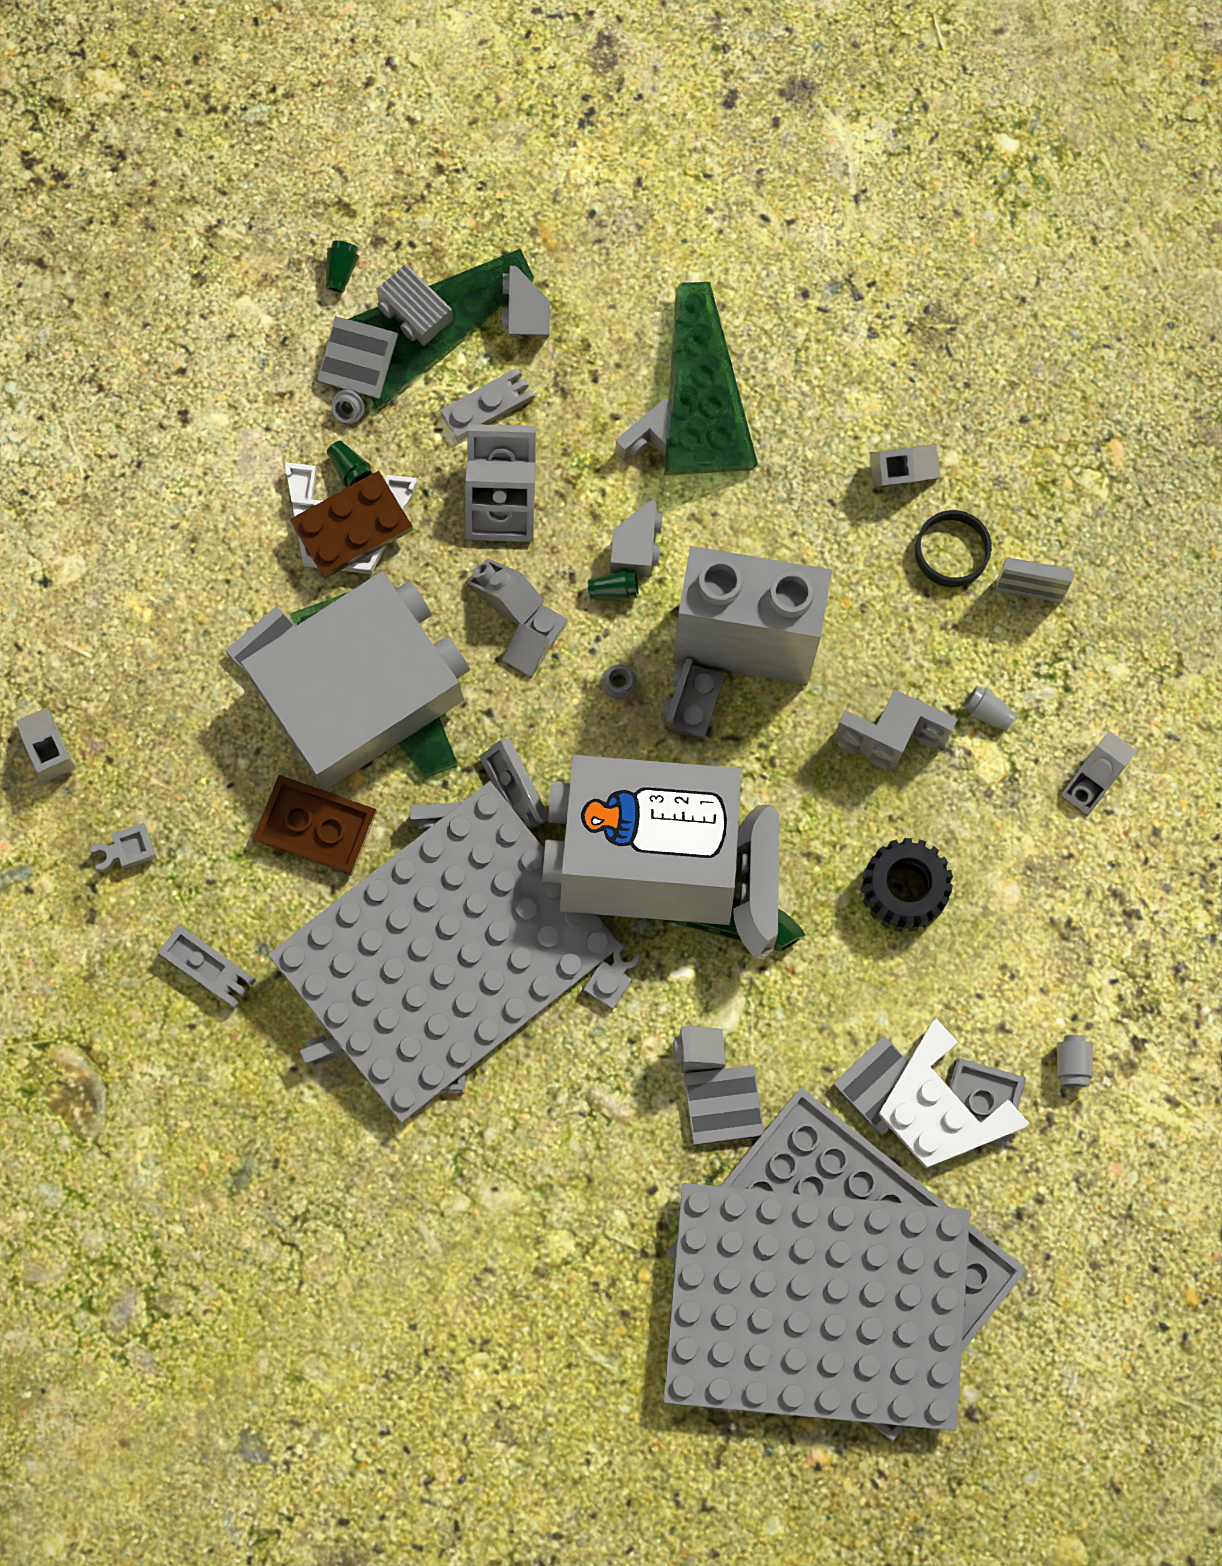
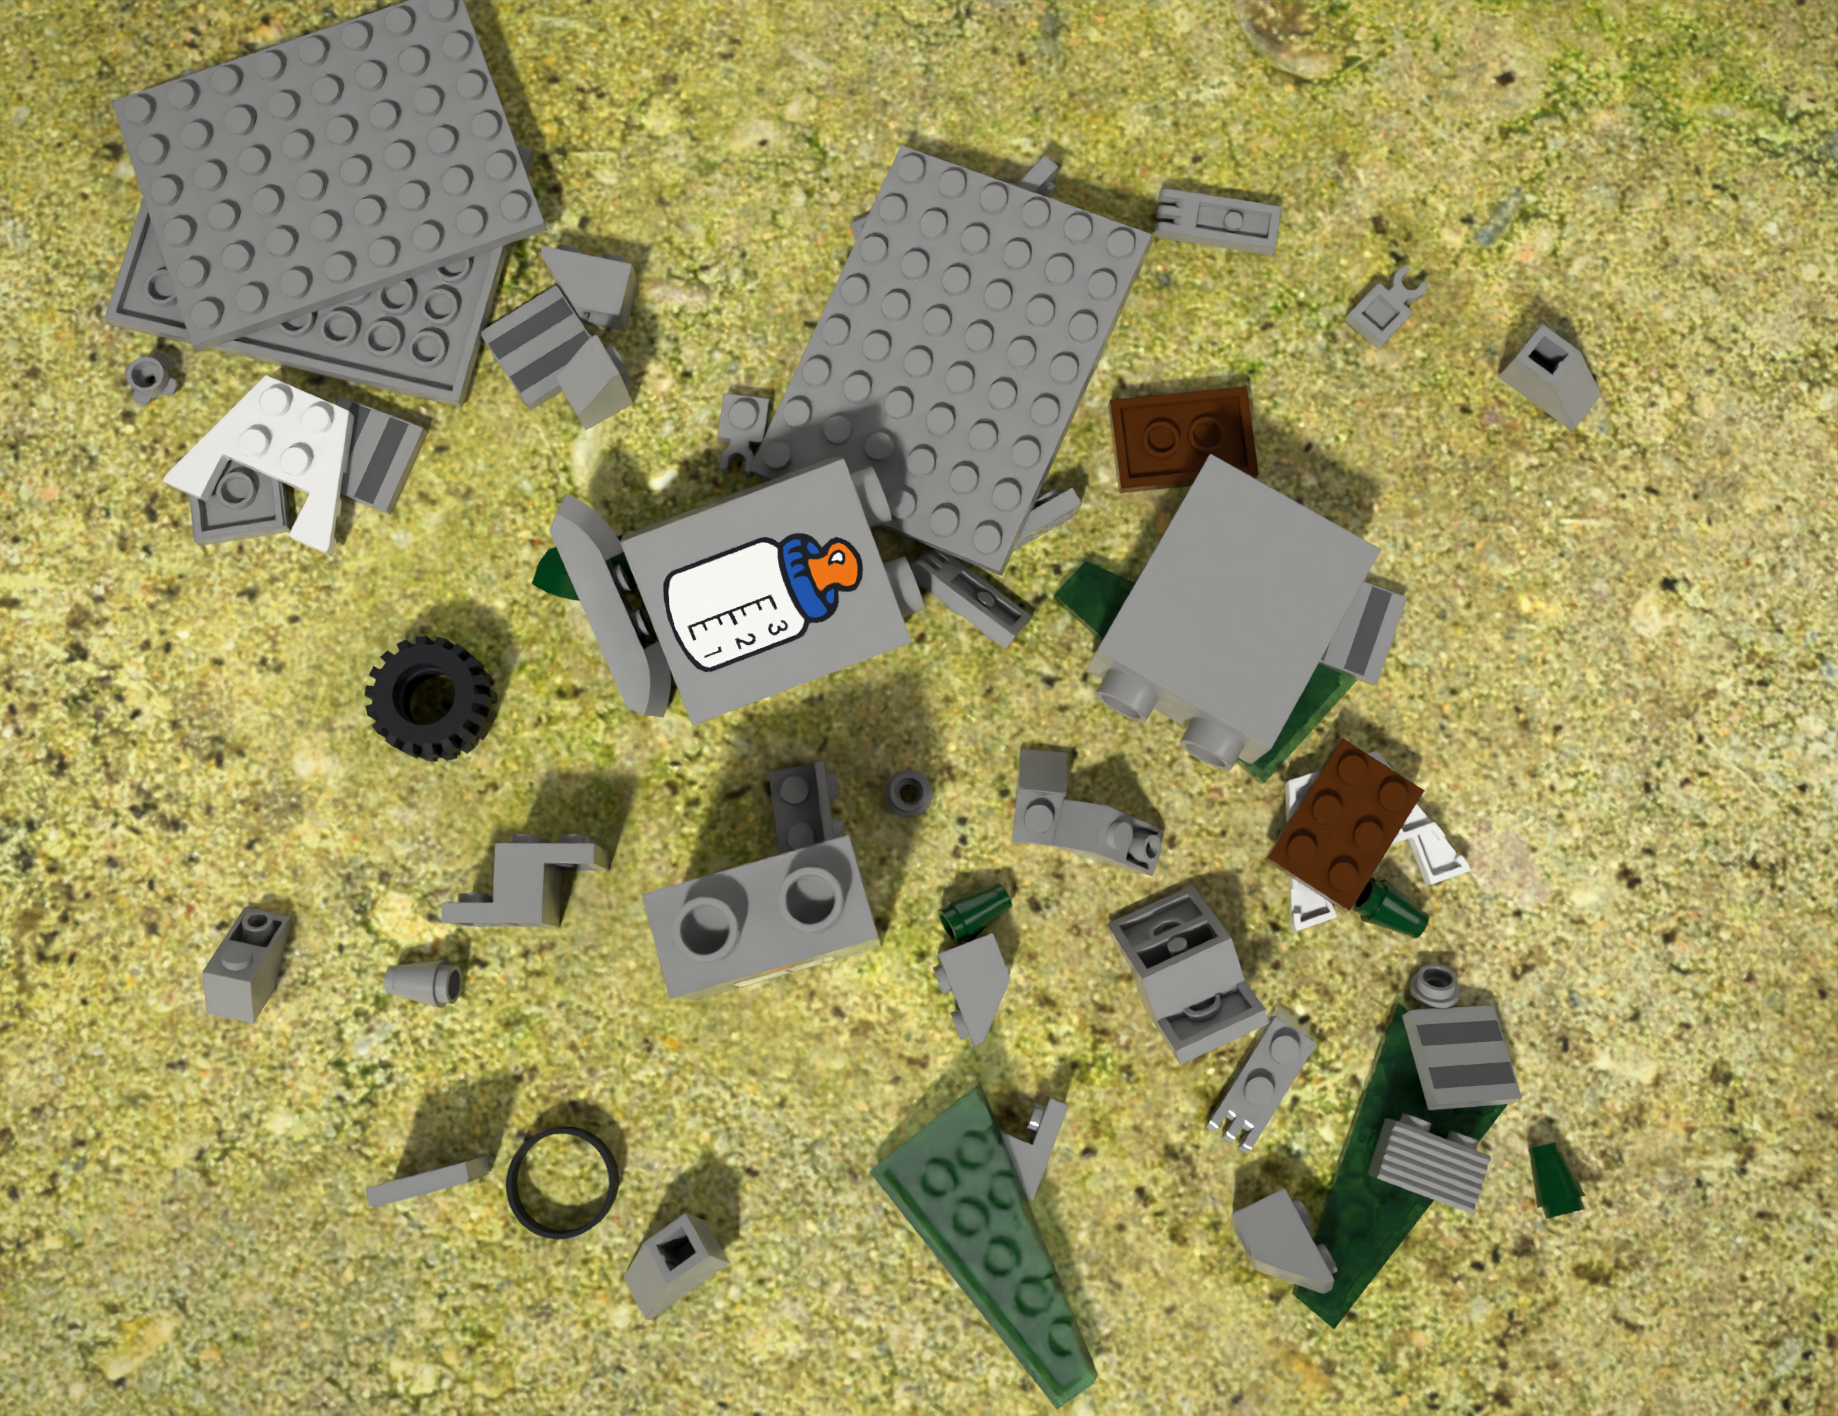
camera: 155 degrees right, 5 degrees up
(668, 1126) = (595, 287): none -> light grey slope
(1019, 1207) = (139, 373): none -> light grey plate
(1074, 1061) = (140, 584): light grey brick -> none

